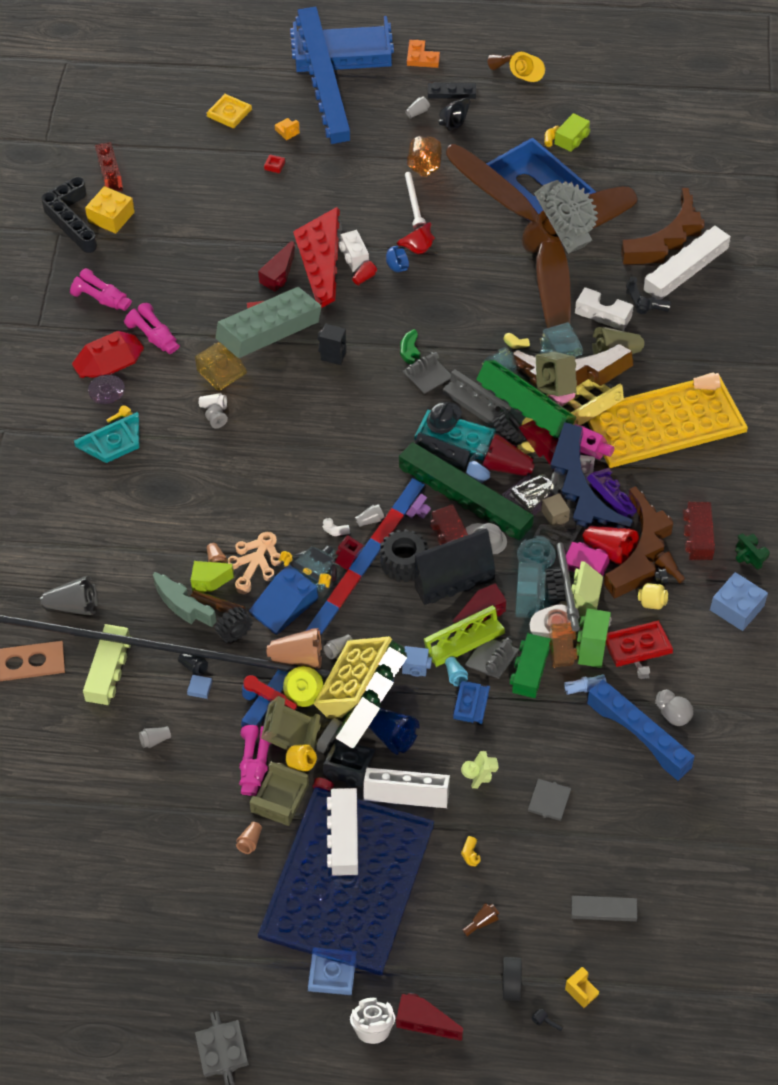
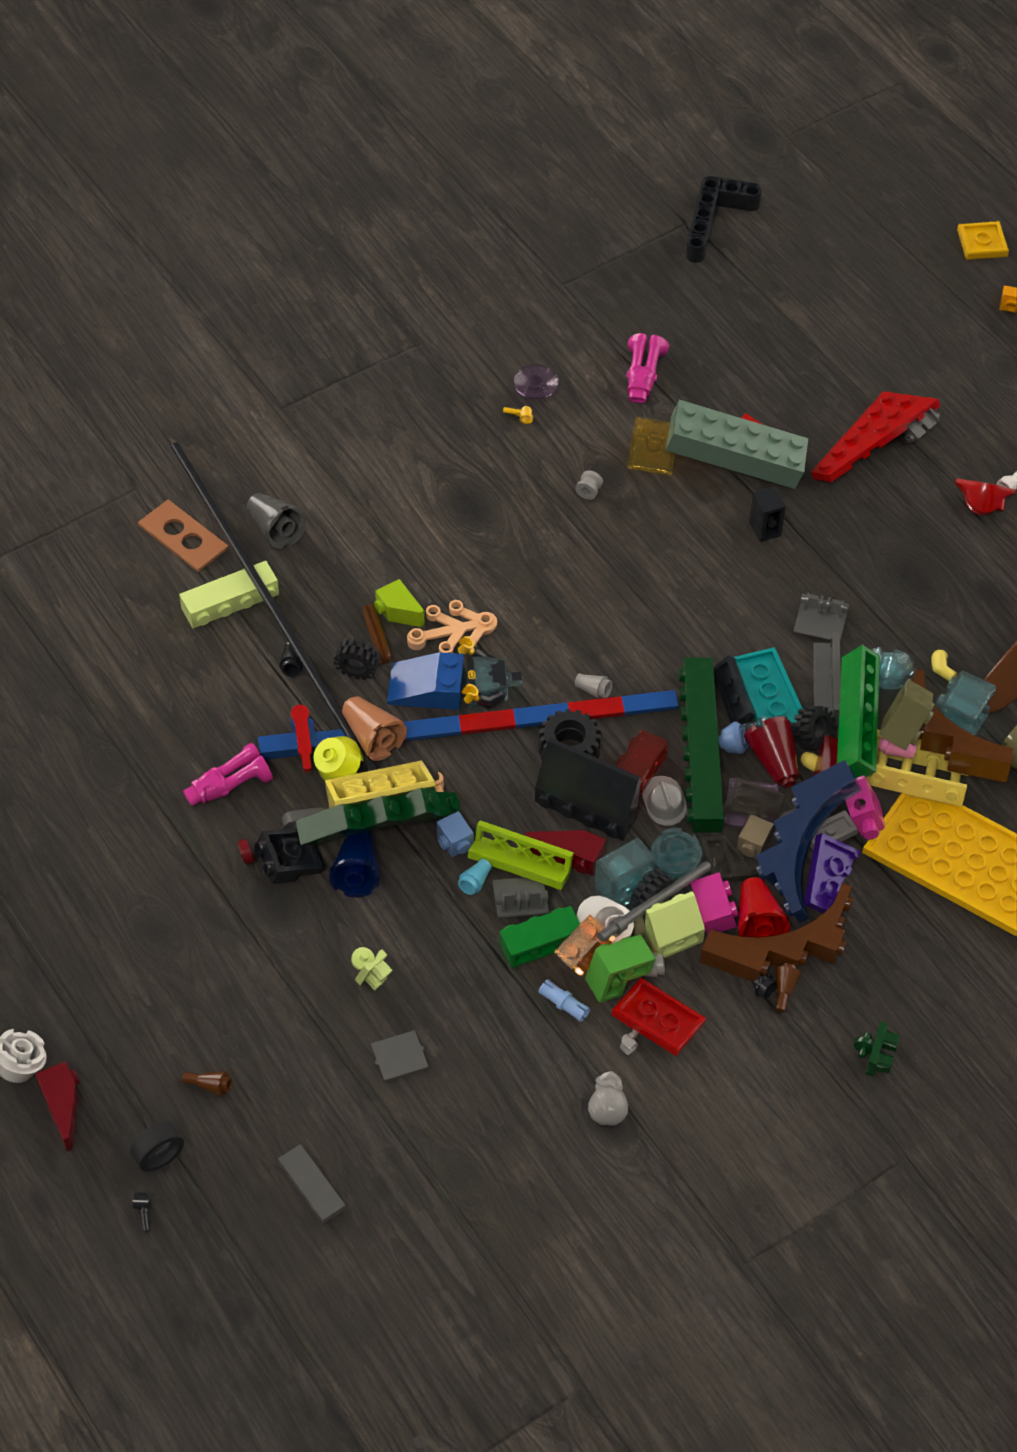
camera: 50 degrees right, 0 degrees up
(108, 166) = (800, 200): clear red brick -> none
(108, 296) = (647, 309): dark pink piece -> none
(108, 355) = (580, 356): red wedge -> none
(109, 209) = (750, 237): yellow brick -> none
(112, 439) = (485, 427): teal wing -> none
(153, 736) = (184, 683): light grey cone -> none
(176, 598) = (351, 599): sand green slope -> none
(199, 686) = (272, 682): medium blue tile -> none
(211, 400) = (608, 472): white cone -> none
(215, 554) = (428, 593): nougat cone -> none
(249, 838) = (139, 830): nougat cone -> none
(274, 164) = (955, 320): red tile -> none
(276, 271) = (820, 411): dark red slope -> none
(280, 793) = (208, 824): olive panel -> none
(289, 727) = (281, 780): olive panel -> none
(301, 757) = (255, 810): yellow head -> none
(330, 976) = (55, 993): medium blue tile -> none
(334, 647) = (412, 755): light grey cone -> none
(335, 530) = (549, 667): white arm -> none
(343, 832) = (201, 897): white brick -> none
(347, 915) = (161, 940): clear blue plate -> none
(348, 552) = (527, 692): dark red brick -> none
(353, 249) = (909, 455): white brick -> none
(364, 273) = (892, 482): red cone -> none
(397, 259) = (938, 496): blue hair -> none
(406, 787) = (298, 920): white brick -> none
(407, 348) = (839, 579): green piece -> none
(418, 507) = (642, 716): medium lavender tile -> none
(443, 417) = (777, 665): black piece -> none
(468, 852) = (276, 1022): yellow arm -> none
(471, 702) = (451, 913): blue plate -> none
(581, 988) = (202, 1218): yellow panel -> none
(653, 596) = (729, 993): light yellow head -> none
(667, 750) = (549, 1084): blue arch -> none
(699, 531) = (857, 984): clear red brick -> none
(738, 601) = (798, 1077): medium blue brick -> none

